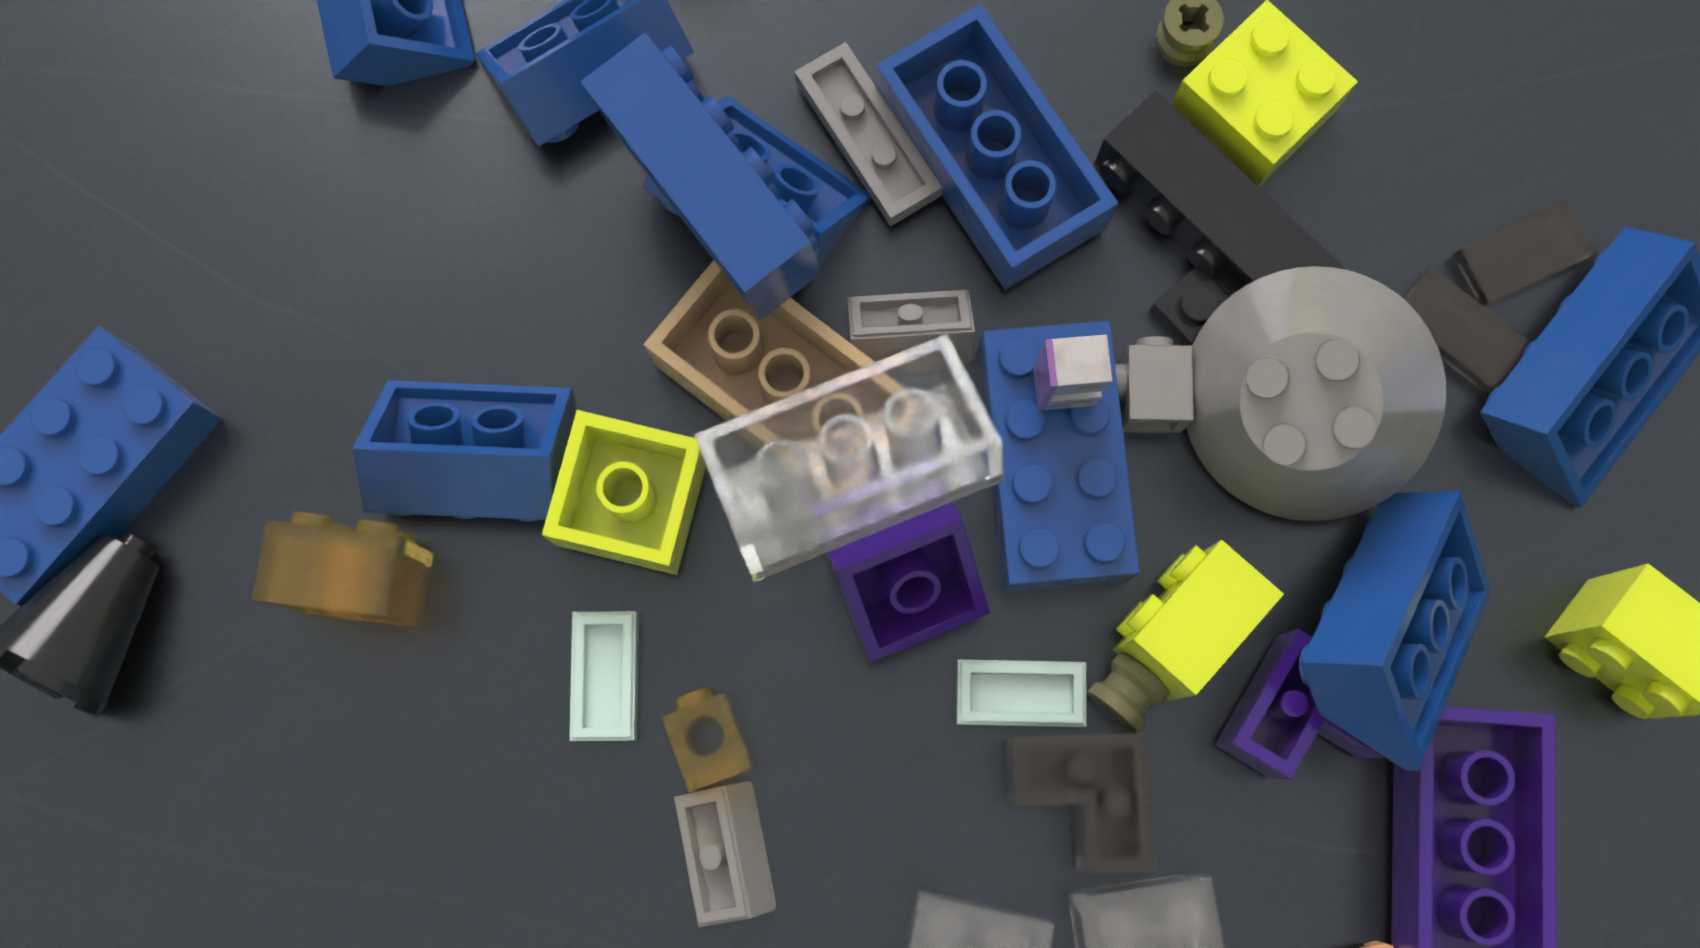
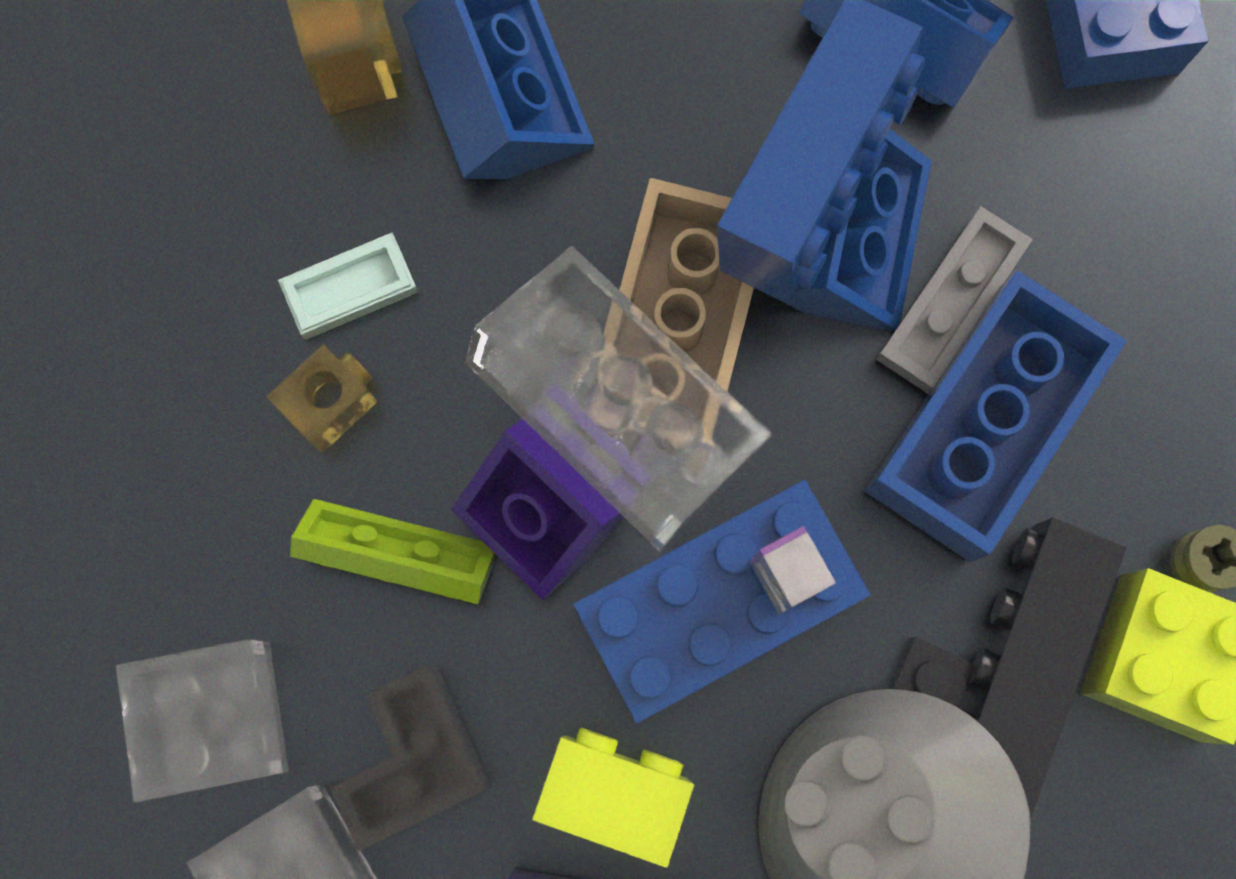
camera: 65 degrees right, 0 degrees up
(625, 492) = (507, 221): neon yellow brick -> none
(725, 854) = (234, 460): light grey slope -> none
(883, 734) = (393, 551): none -> lime plate
(901, 321) = (785, 404): light grey slope -> none
(1021, 693) = (486, 665): light aqua tile -> none
(1128, 692) = (523, 763): olive wheel -> none
(1155, 386) = (832, 668): light grey brick -> none

